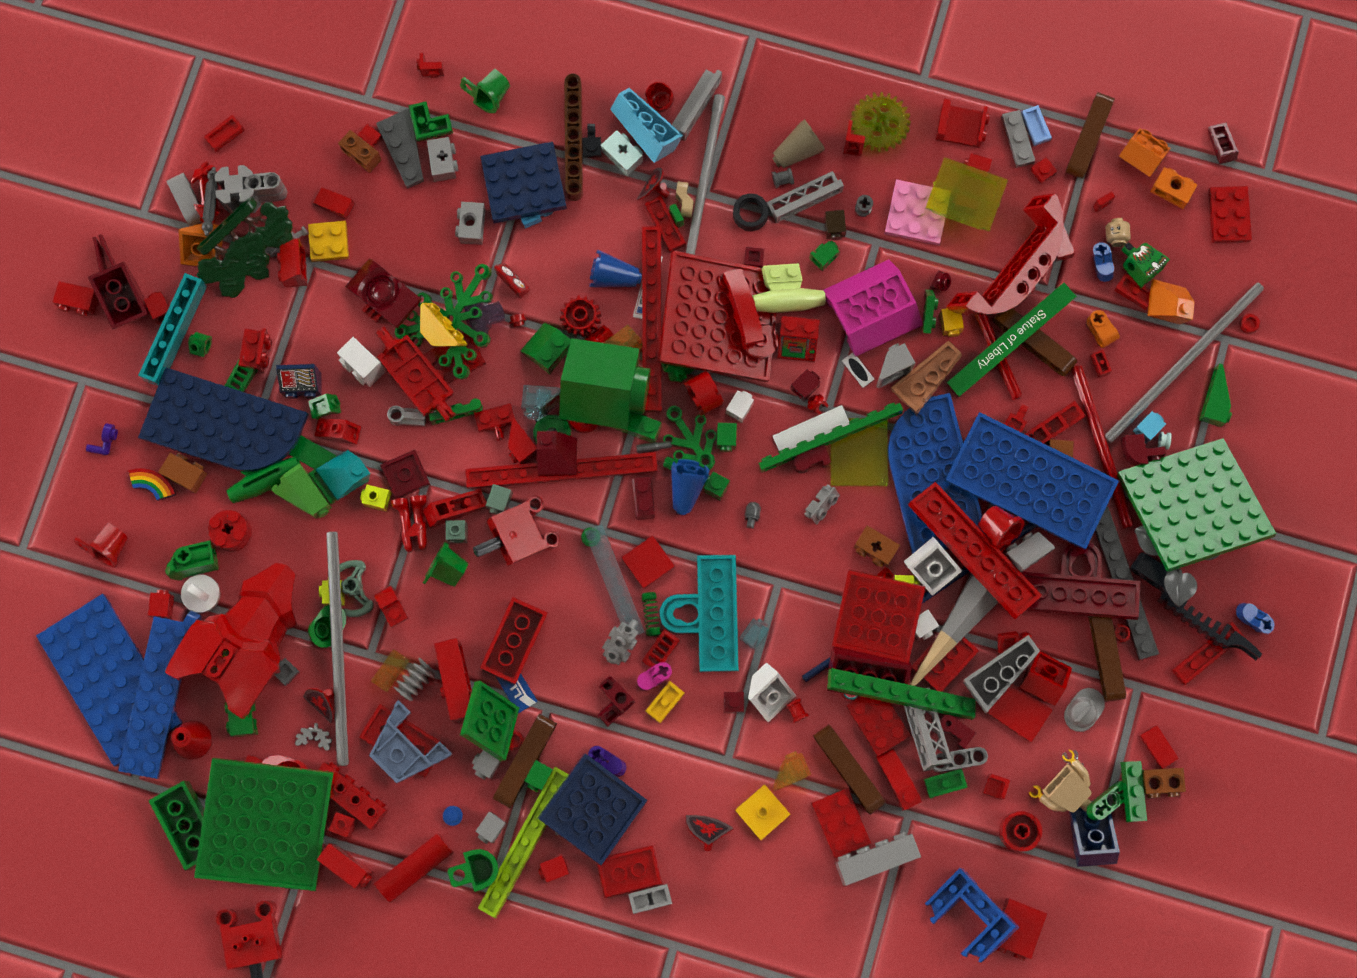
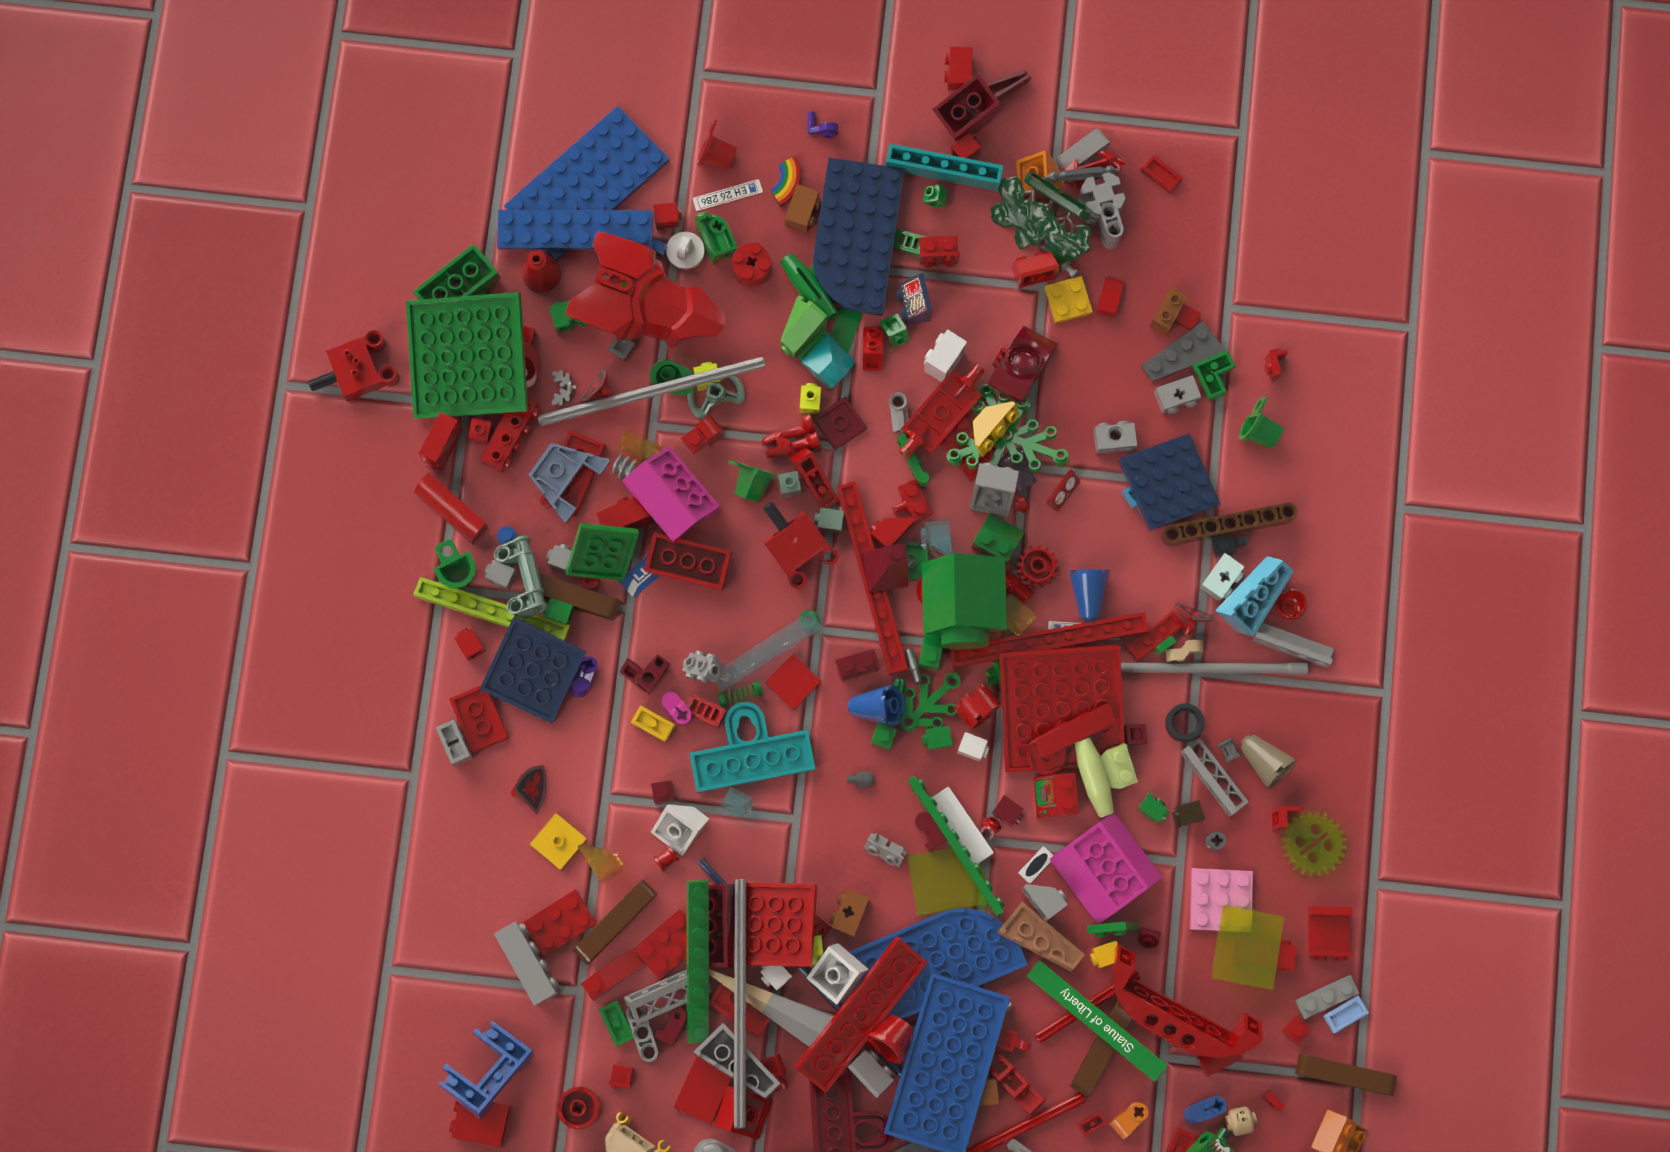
camera: 75 degrees right, 0 degrees up
(152, 543) = (727, 195): none -> white sticker
(446, 643) = (671, 493): none -> dark pink slope
(501, 338) = (994, 489): none -> light grey slope
(524, 796) = (520, 553): none -> sand green piece
(949, 660) = (740, 1006): none -> light grey axle

